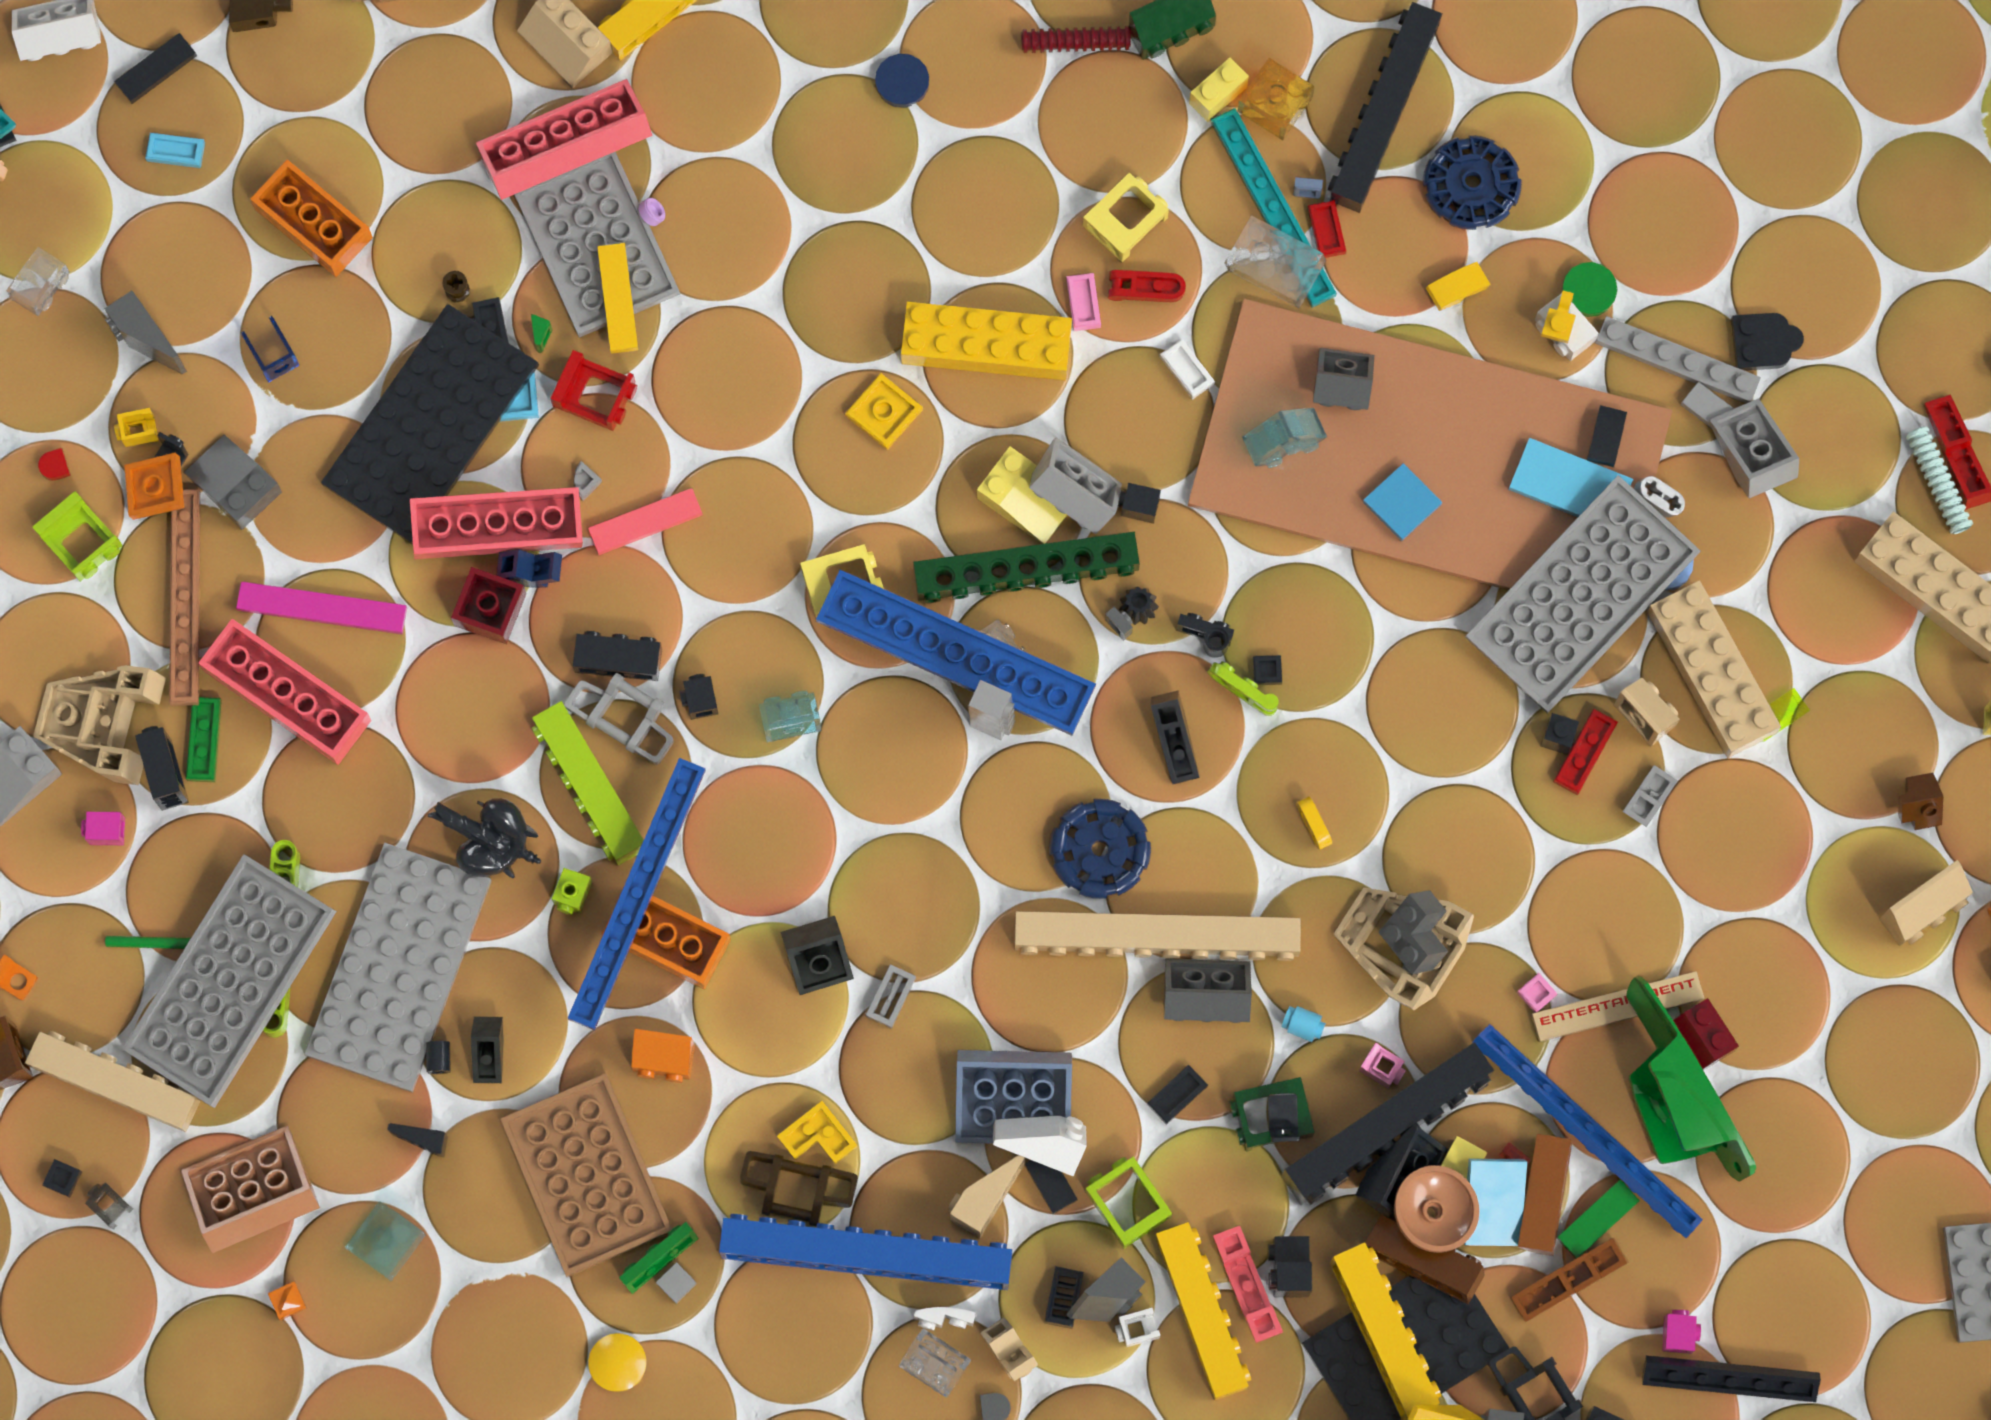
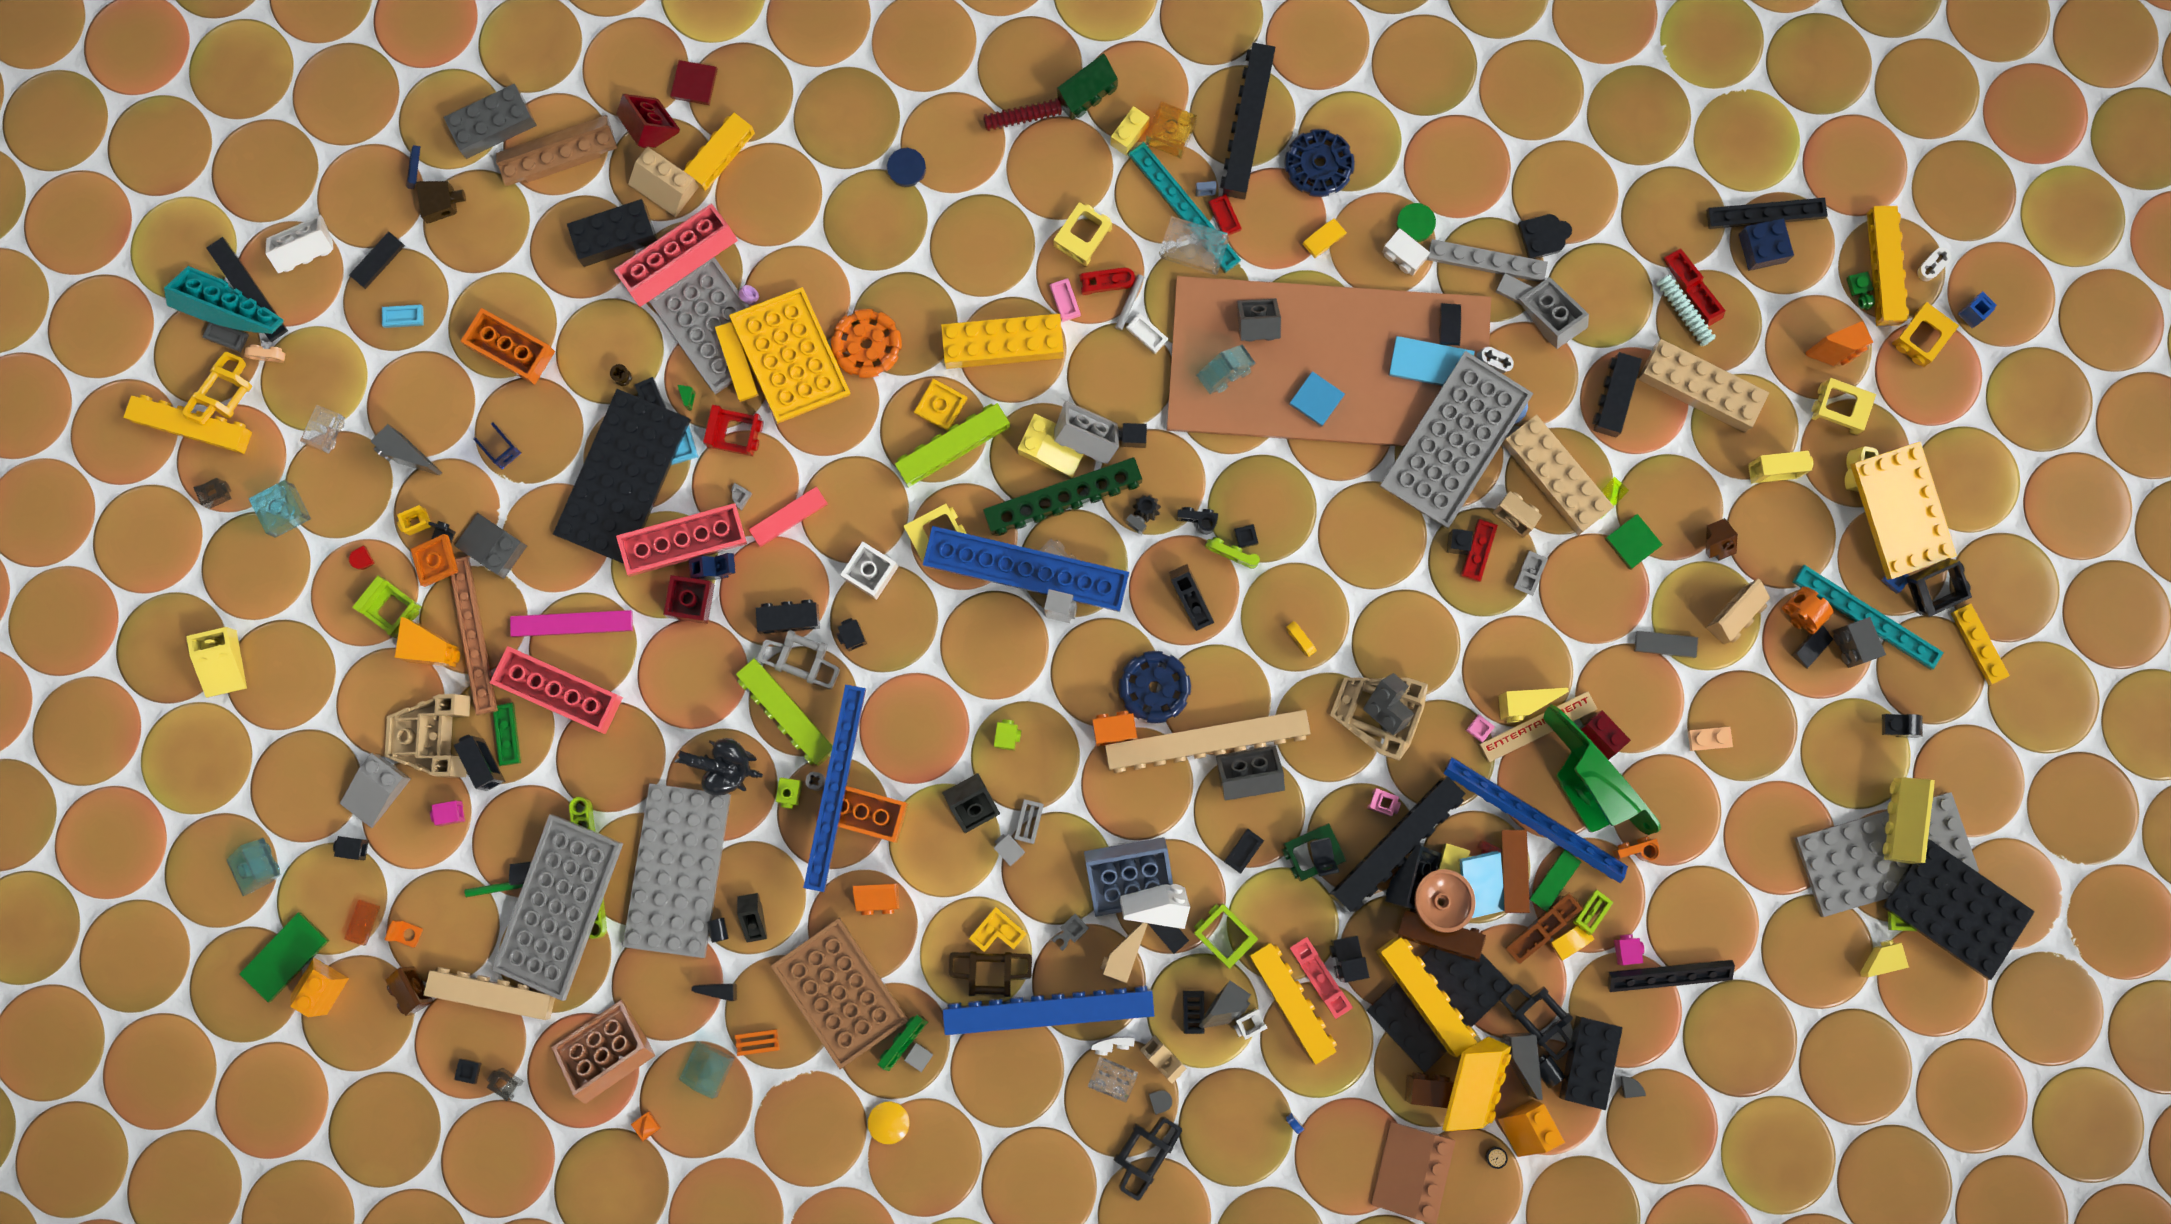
camera: 10 degrees left, 5 degrees up
(119, 599) = (423, 646): none -> light orange slope
(184, 927) = (518, 873): none -> black tile
(435, 1217) = (739, 1045): none -> orange tile
(483, 92) = (612, 233): none -> black brick
(617, 878) = (809, 779): none -> light grey bush
(691, 303) = (789, 355): none -> yellow plate
(741, 614) = (869, 570): none -> white brick
(790, 716) = (917, 636): clear light blue slope -> none
(799, 292) = (862, 332): none -> orange plate
(855, 1027) = (1008, 849): none -> light grey brick
(884, 873) = (1007, 735): none -> lime brick
(889, 467) = (952, 444): none -> lime brick
(921, 1153) = (1073, 930): none -> dark grey plate
(1032, 890) = (1114, 729): none -> orange brick
(1171, 322) = (1129, 302): none -> light grey bar
(1303, 1023) = (1322, 783): medium azure brick -> none
(1560, 322) = (1402, 249): yellow plate -> none
(1601, 967) = (1519, 704): none -> light yellow slope
(1604, 1304) = (1571, 942): none -> yellow slope
(1624, 1286) = (1583, 925): none -> lime tile
(1705, 1196) = (1626, 849): none -> orange plate
(1802, 781) = (1633, 541): none -> green tile
(1818, 929) = (1666, 644): none -> dark grey tile
(1819, 577) = (1617, 394): none -> black brick
(1853, 1070) = (1710, 738): none -> light nougat plate

